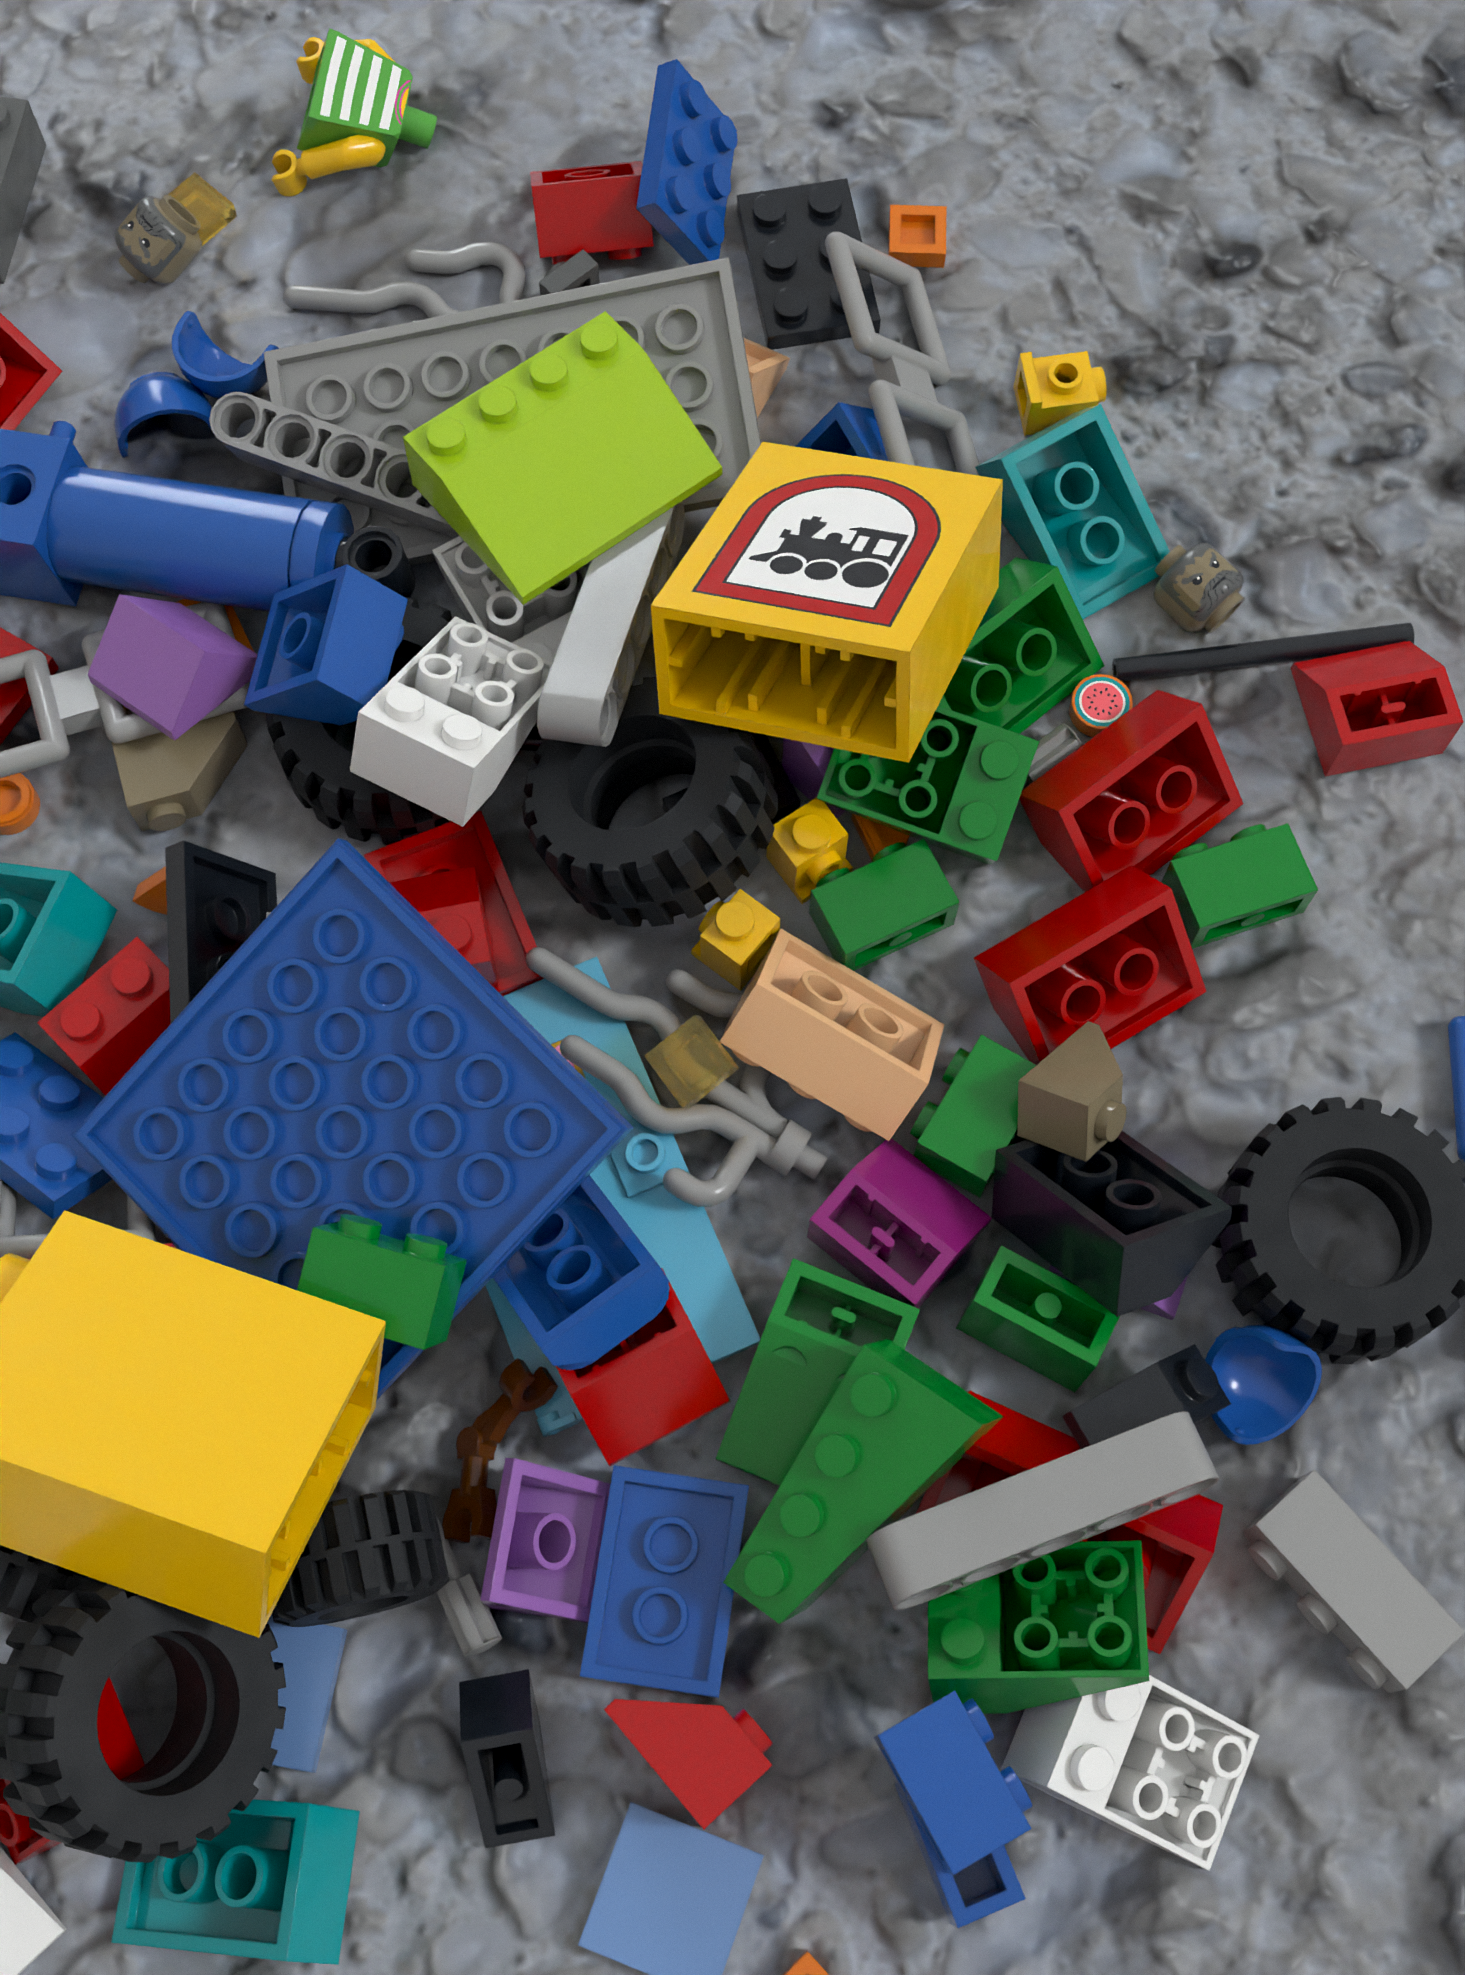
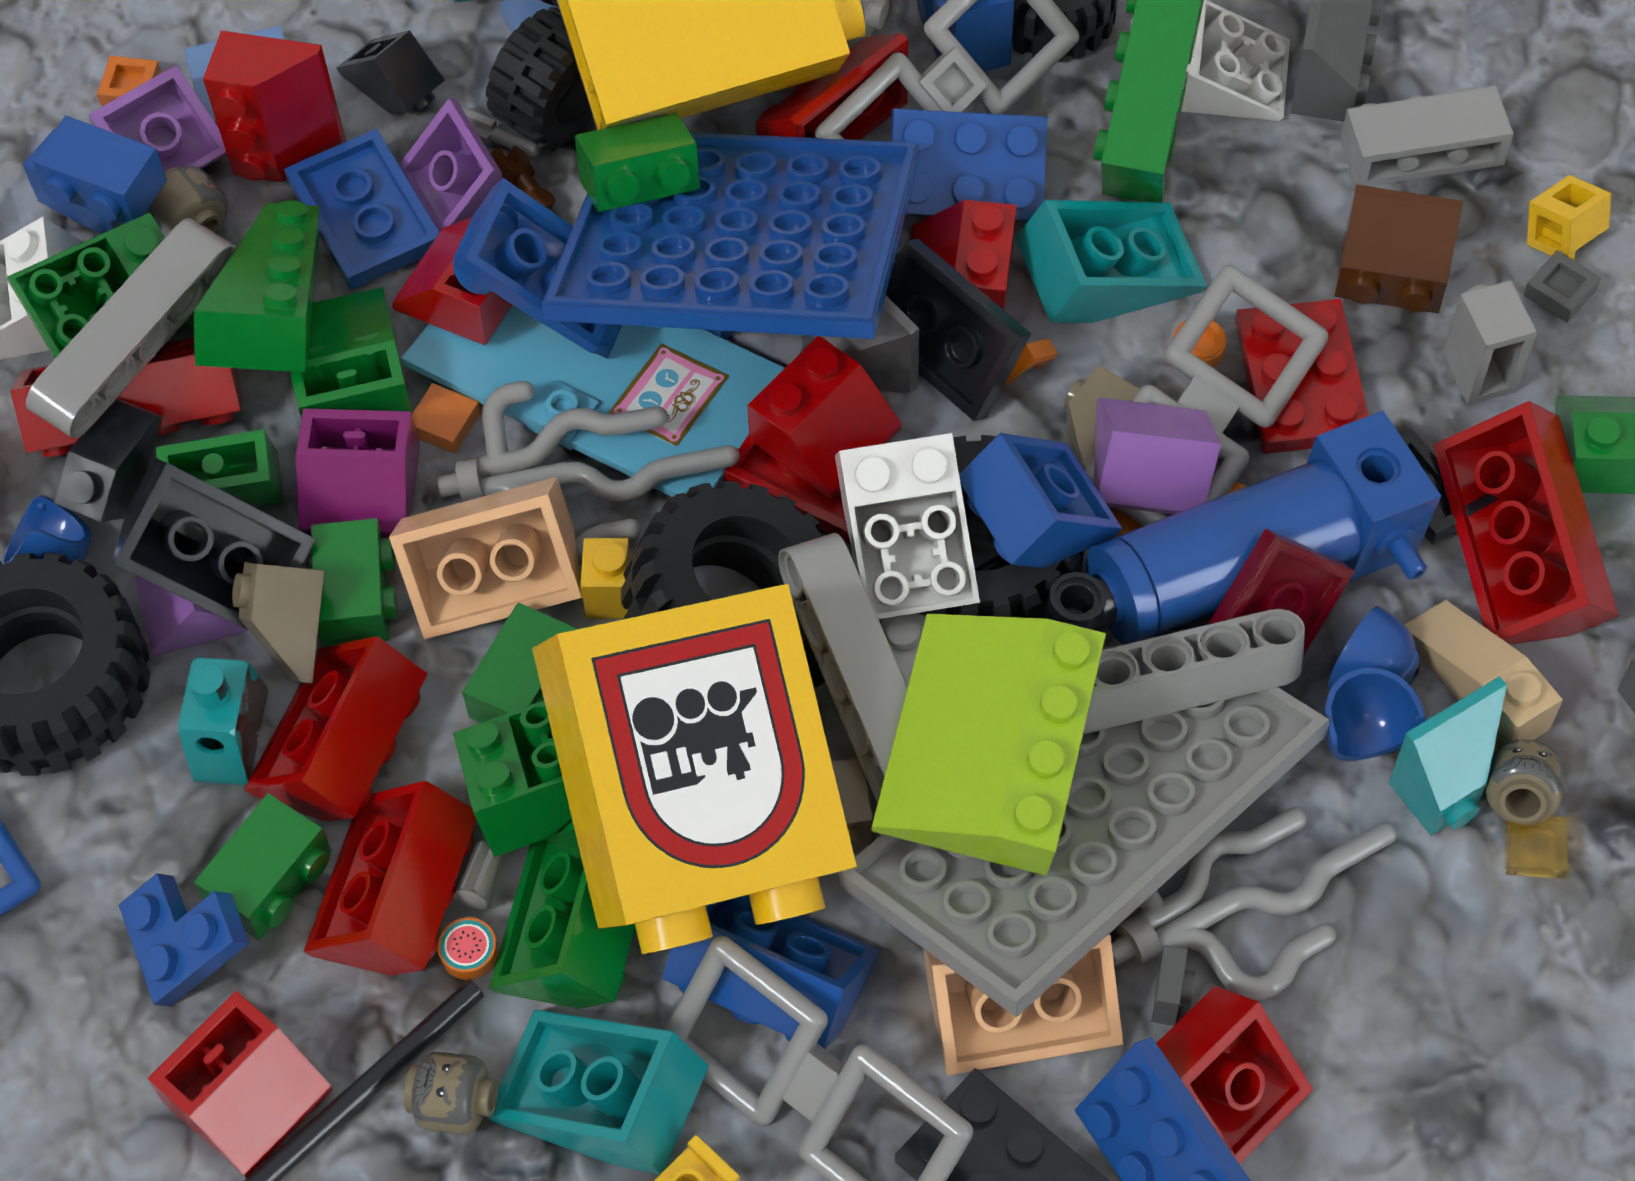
camera: 145 degrees right, 10 degrees down
(95, 340) = (1471, 656): none -> tan slope
(198, 470) = (1286, 578): none -> dark red tile
(199, 277) = (1449, 760): none -> slope
(351, 113) = (1498, 1012): torso -> none
(691, 1061) = (565, 452): clear yellow tile -> none
(760, 1252) = (445, 417): none -> orange tile
(826, 1869) = (167, 117): none -> medium lavender slope
(843, 1731) = (192, 195): none -> dark tan head
(1192, 1045) = (225, 705): none -> teal torso
(1365, 866) = (176, 945): none -> blue plate

